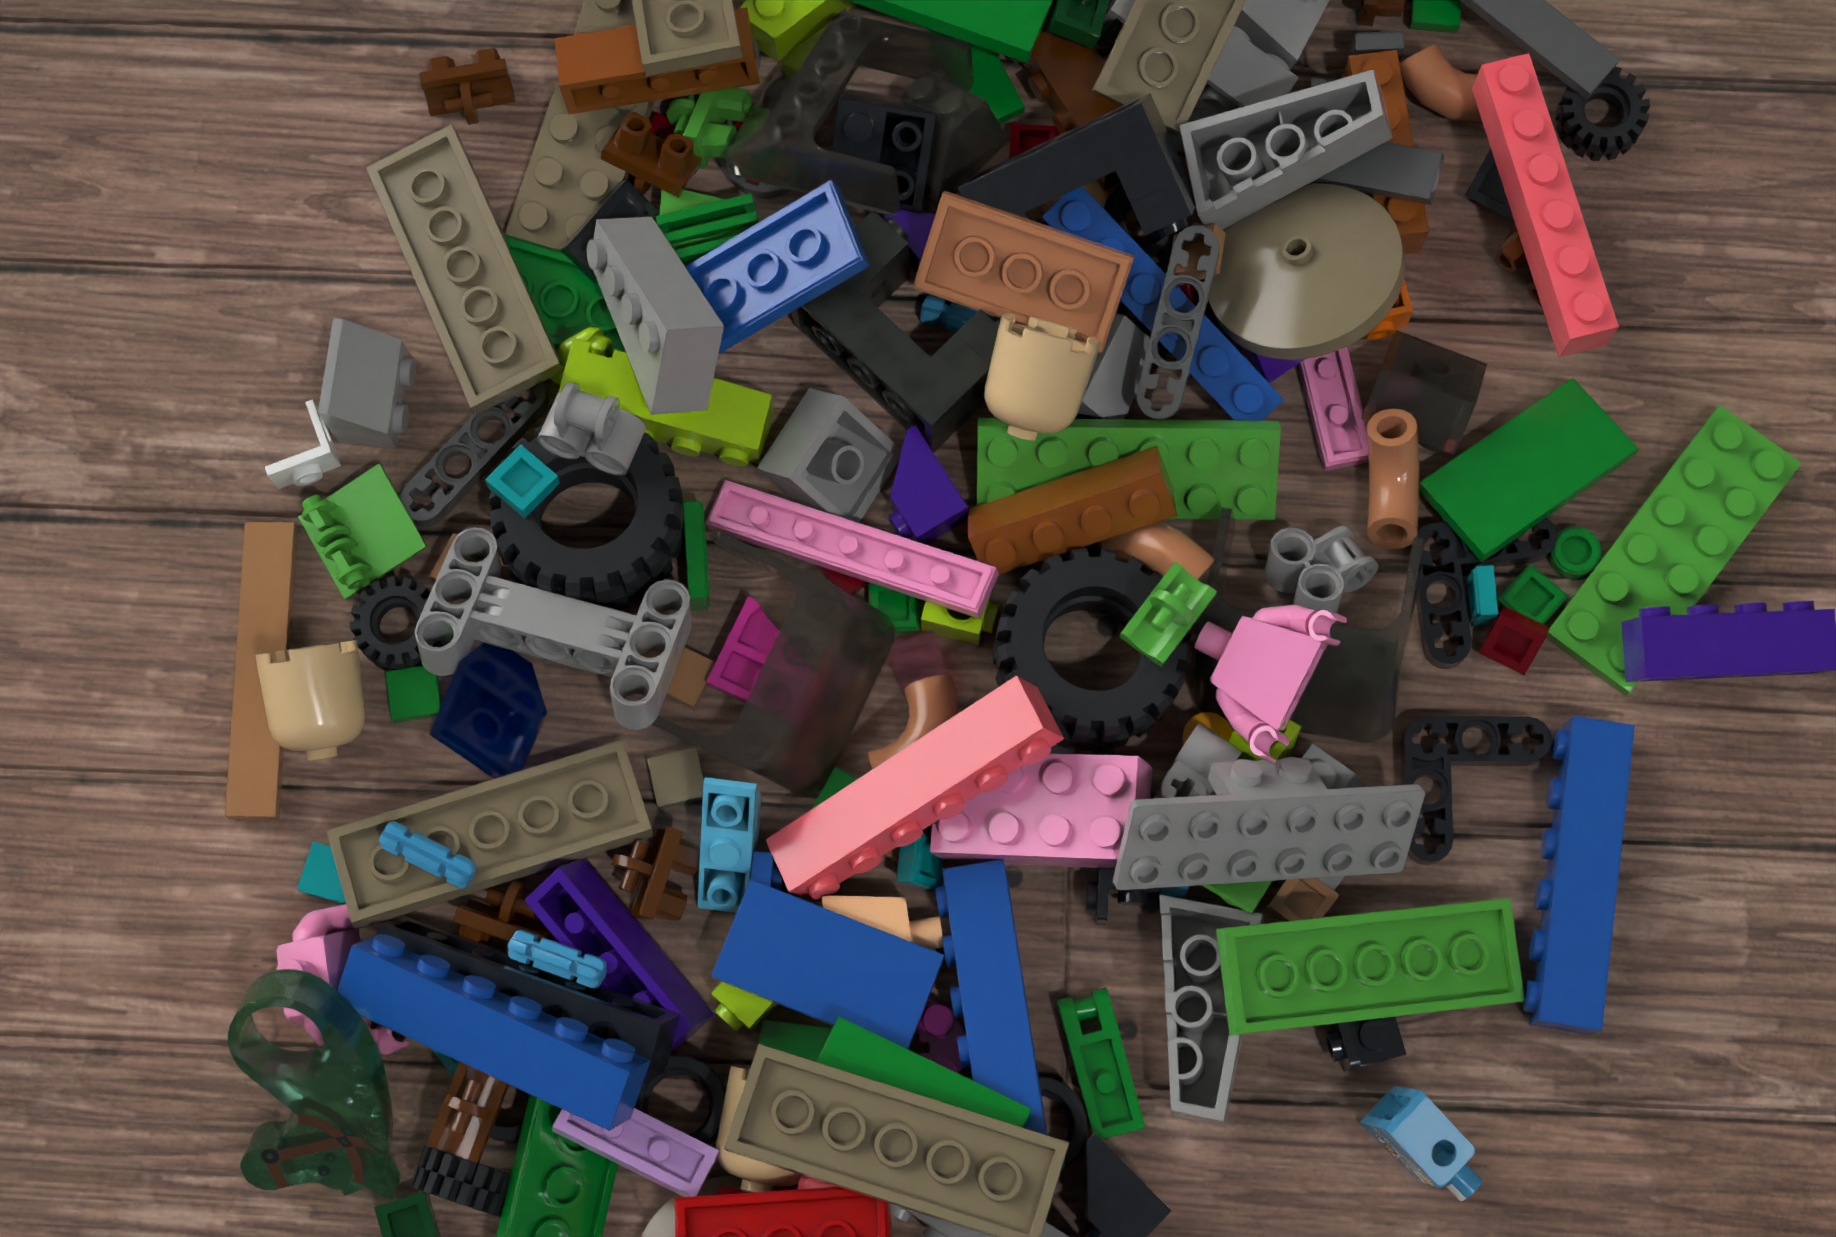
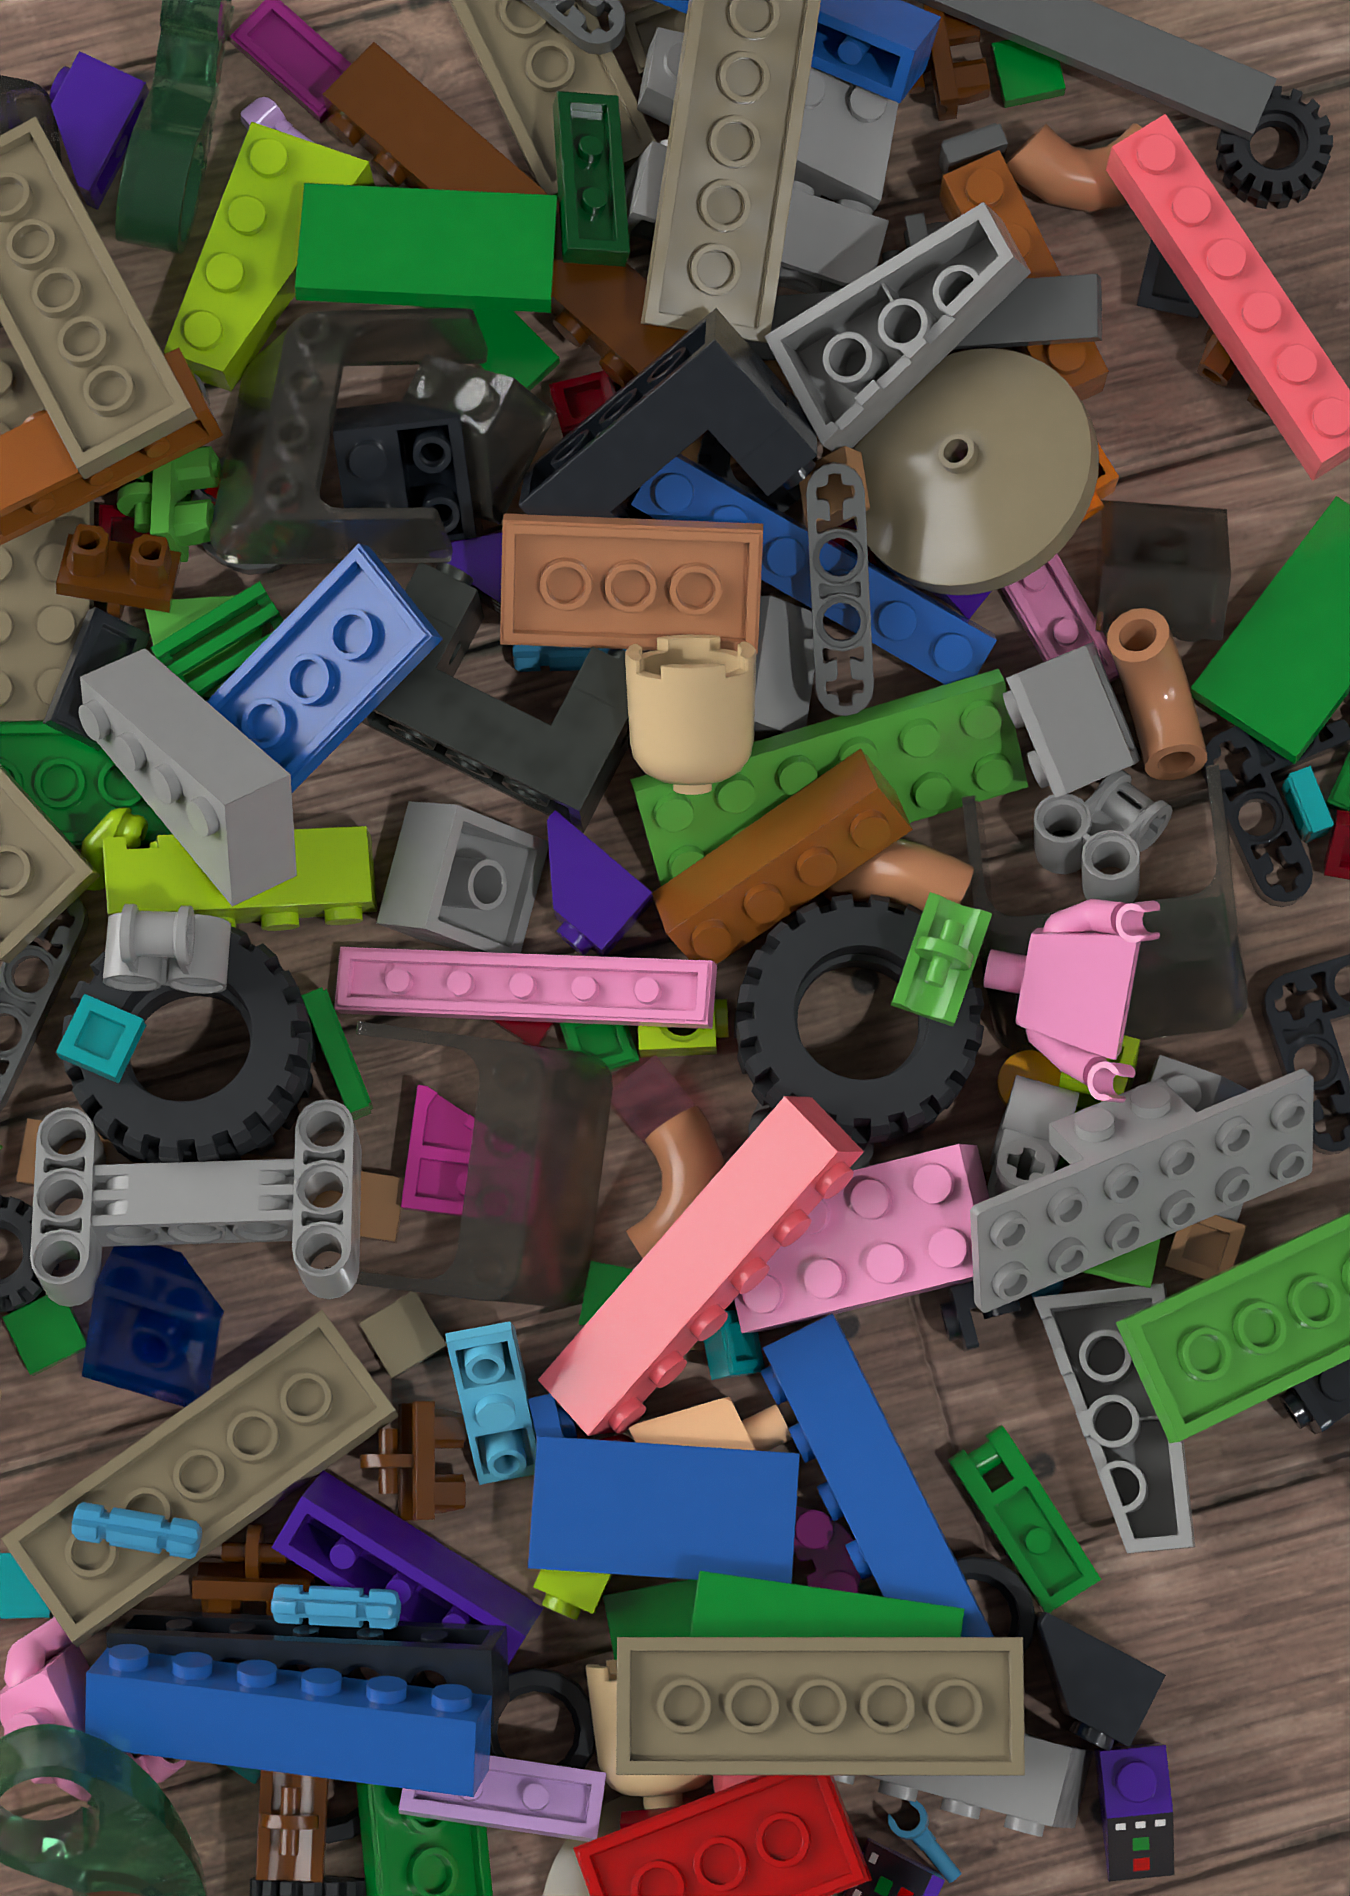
camera: 15 degrees left, 5 degrees up
(1321, 475) = (1071, 721): none -> light grey slope

